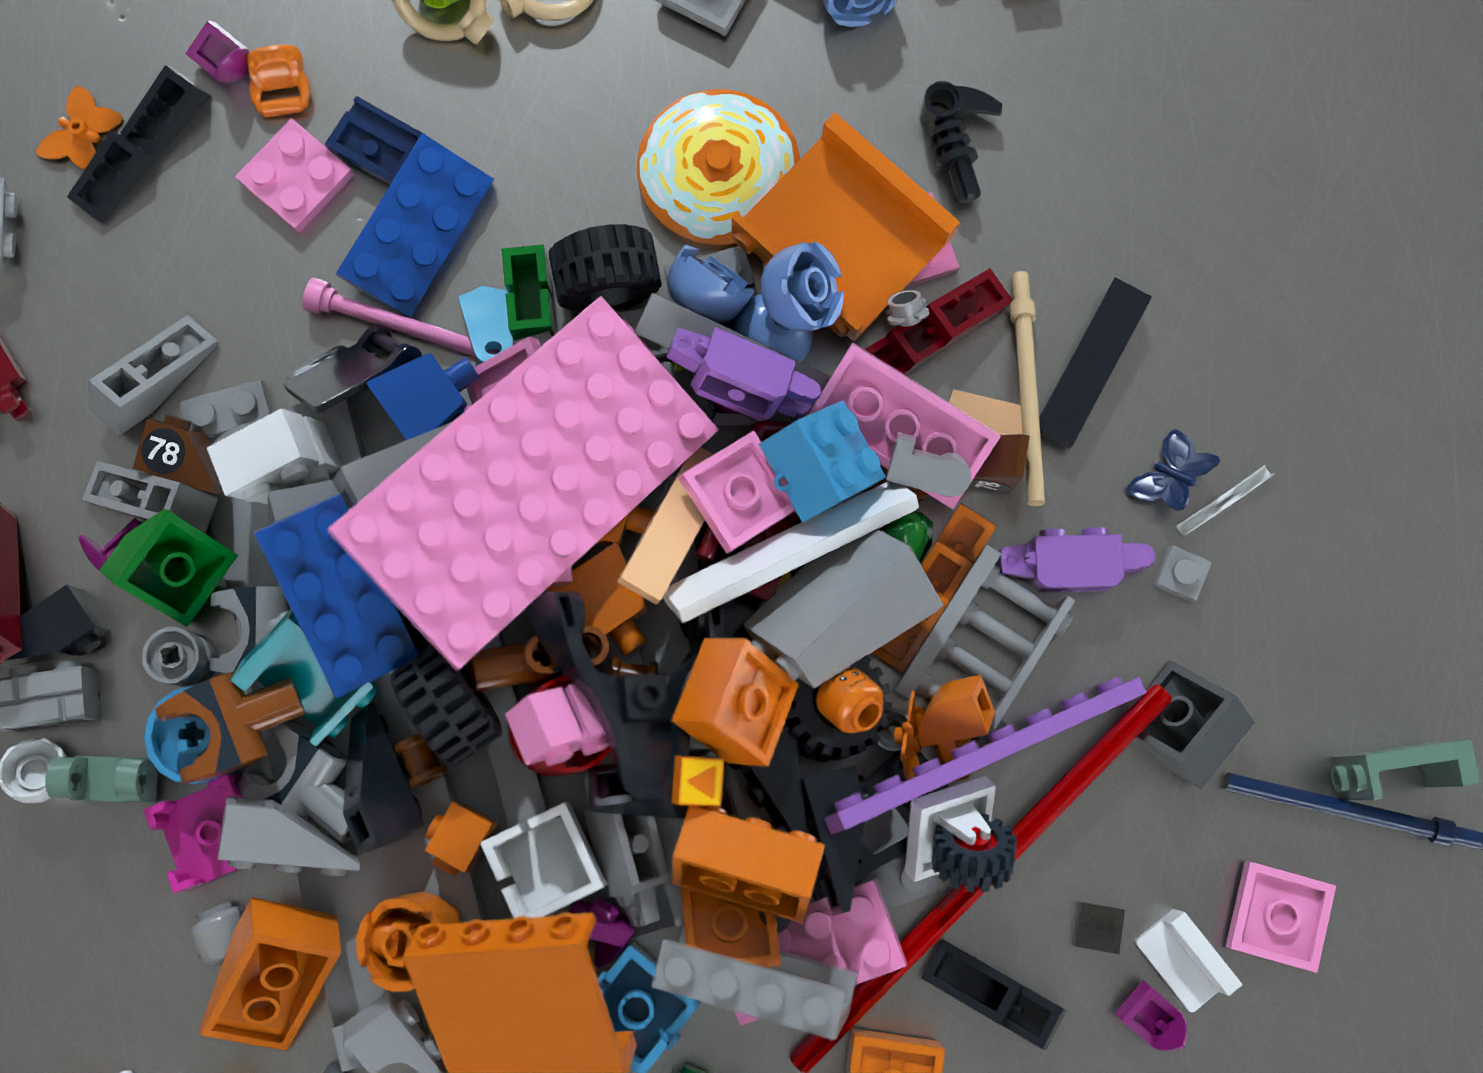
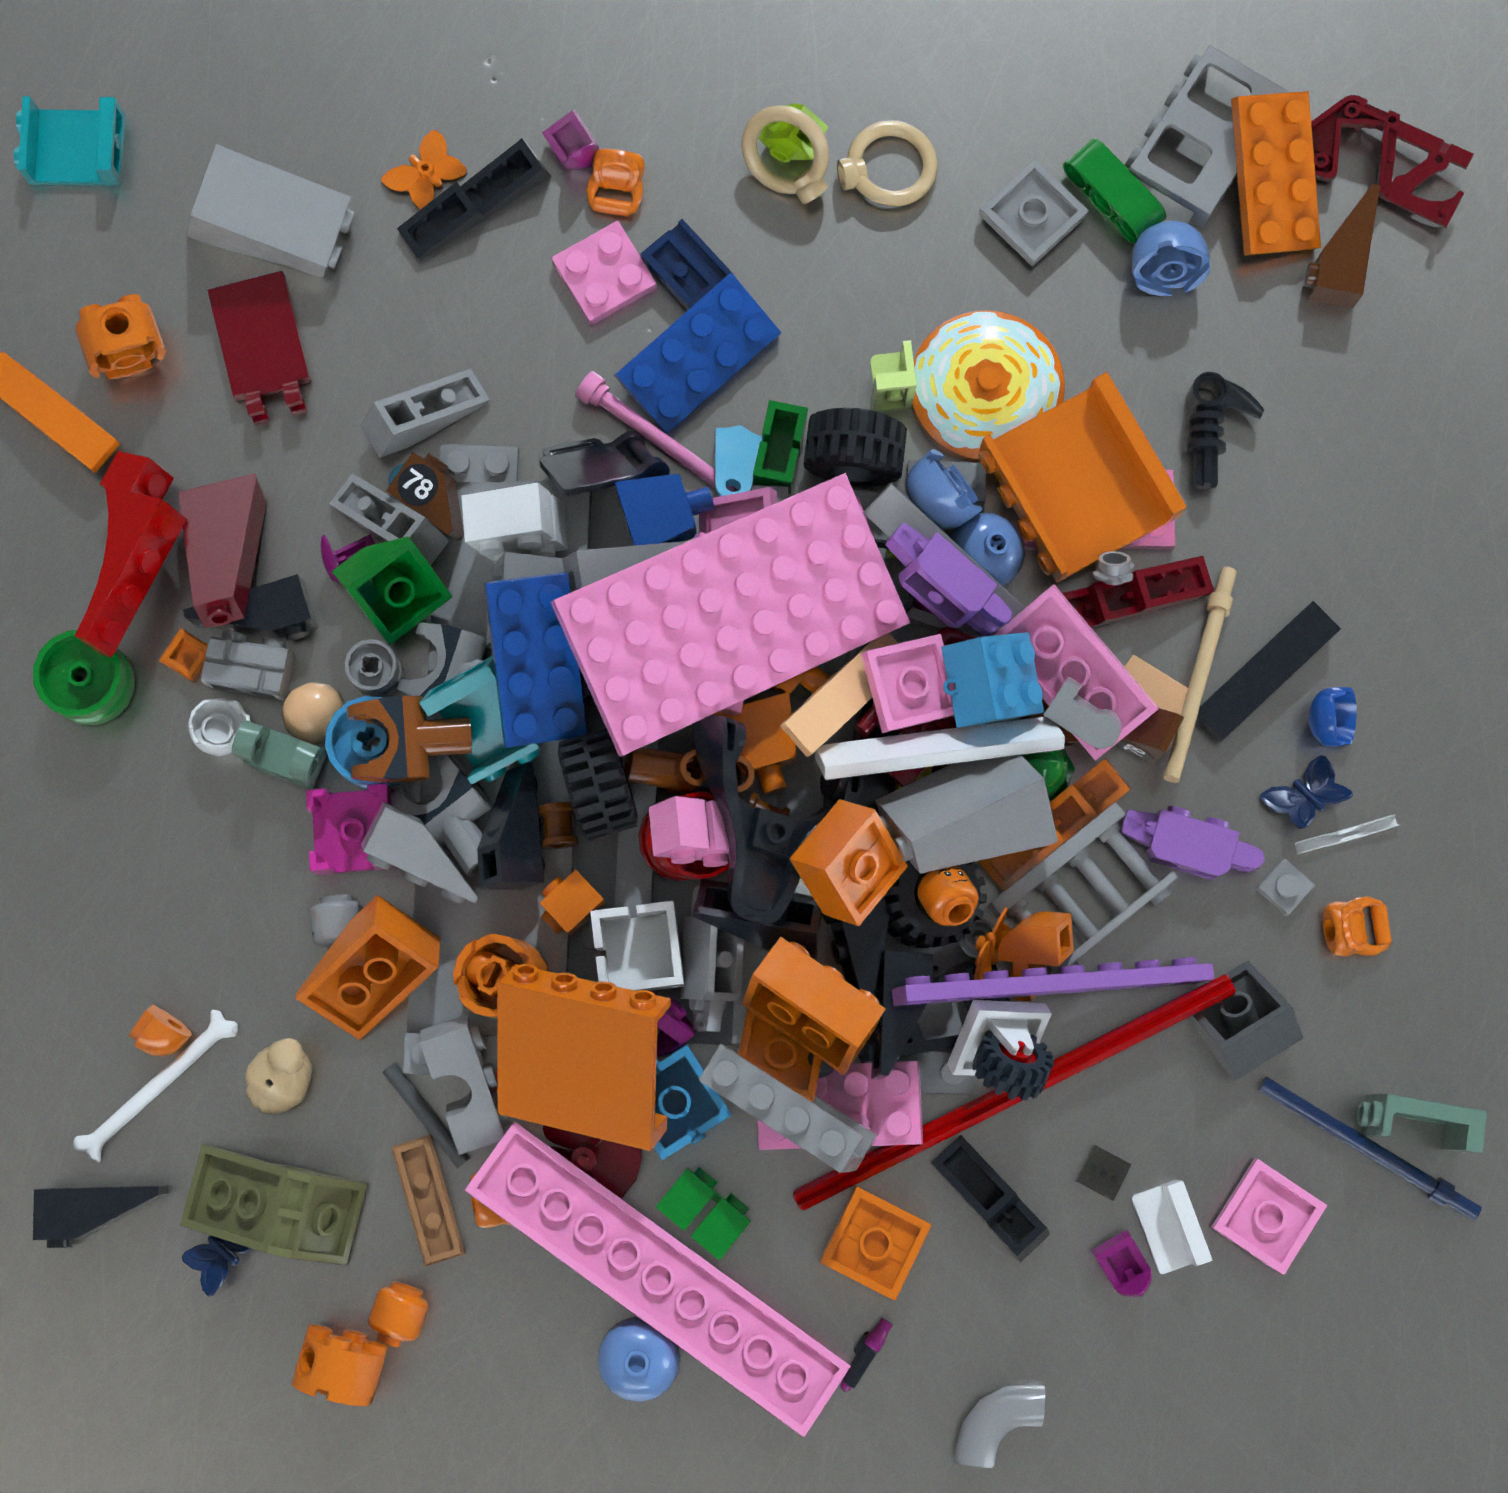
camera: 20 degrees right, 0 degrees up
(124, 719) = (310, 711): none -> light nougat hair
(623, 189) = (893, 380): none -> yellowish green panel
(697, 781) = (794, 918): tile -> none
(802, 287) = (1024, 521): medium blue cylinder -> none
(1173, 386) = (1333, 716): none -> blue hair
(1257, 595) = (1346, 929): none -> orange piece

